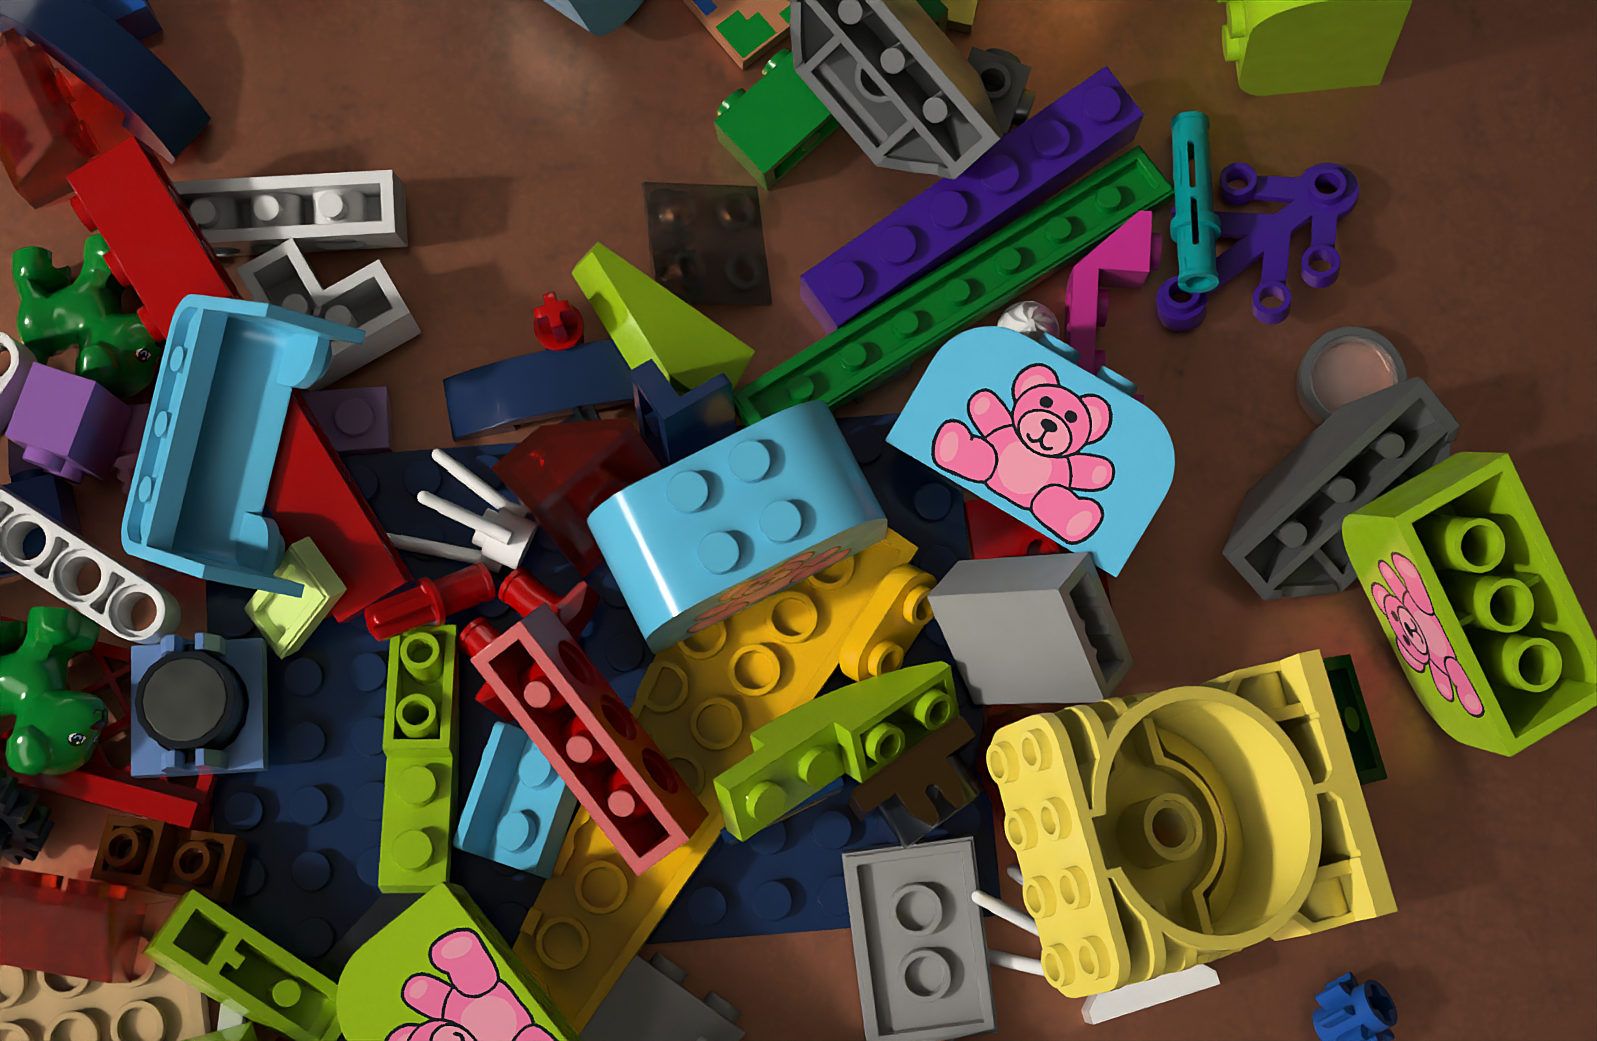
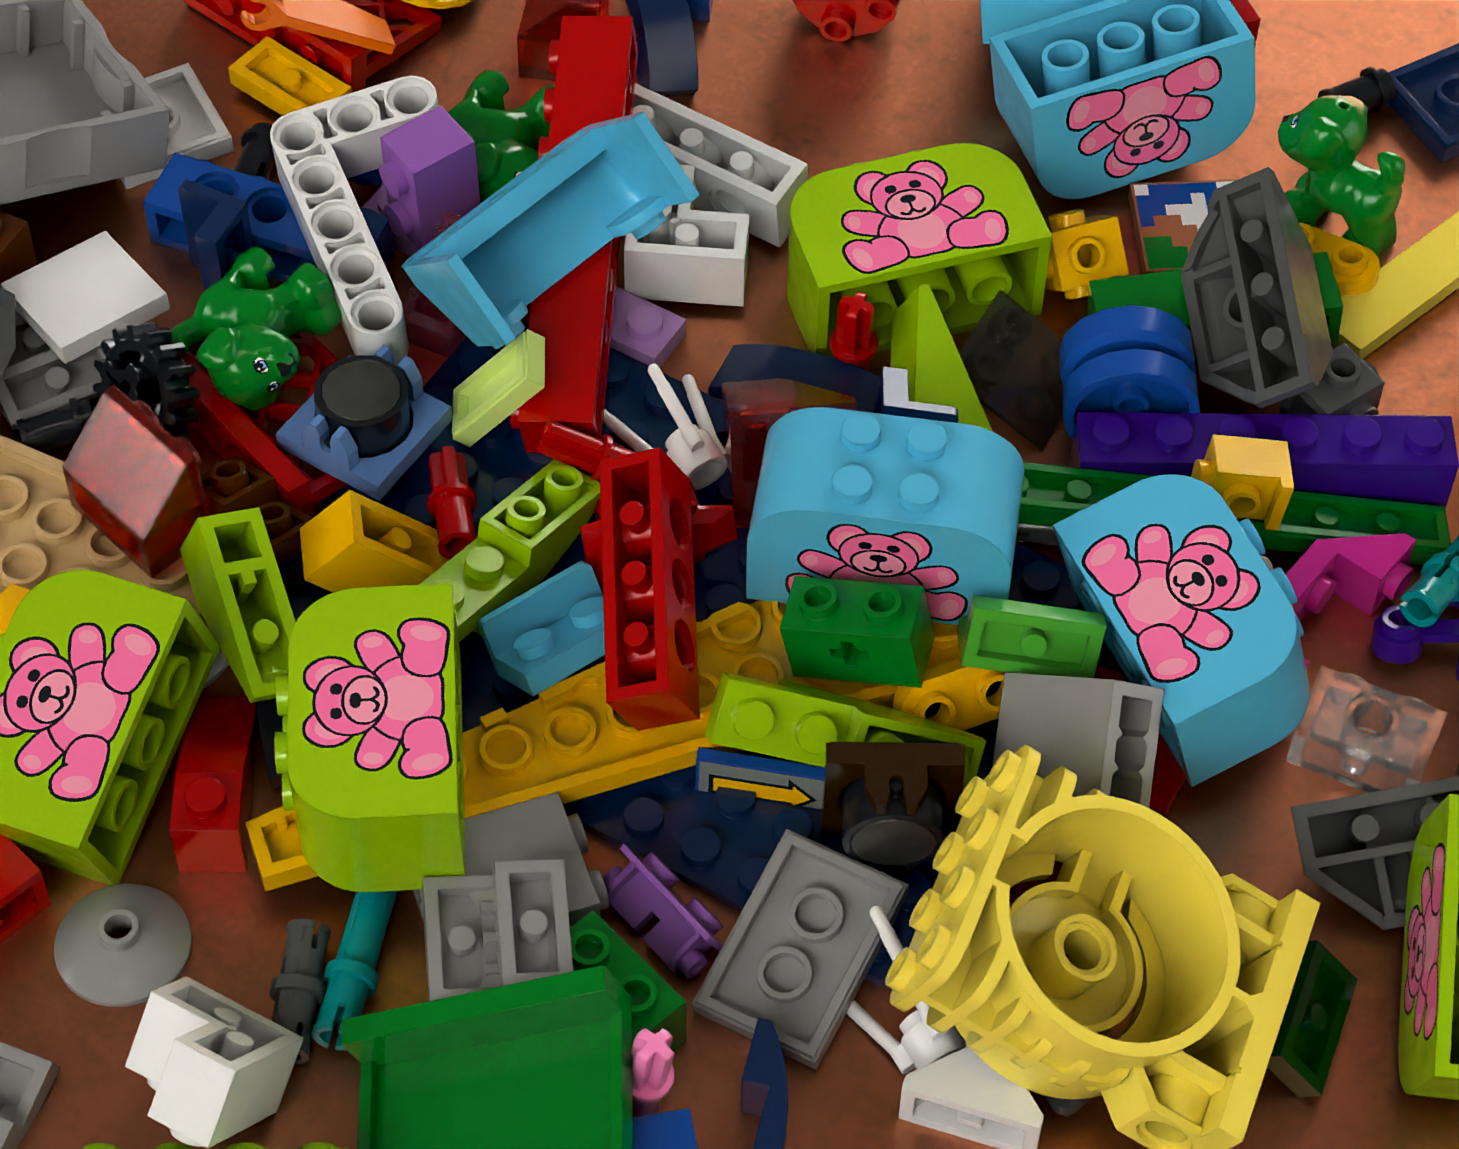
camera: 35 degrees right, 25 degrees down
(307, 830) = (367, 546): none -> yellow slope
(332, 728) = (451, 501): none -> red axle
(537, 186) = (910, 220): none -> lime brick
(678, 89) = (1083, 252): none -> yellow brick
(760, 969) = (683, 929): none -> medium lavender hinge
(785, 647) = (857, 631): none -> green brick
(816, 204) = (1128, 364): none -> blue wheel
(927, 553) = (1030, 638): none -> bright green panel
(987, 255) = (1249, 476): none -> yellow brick
(1260, 415) = (1335, 746): none -> clear brick

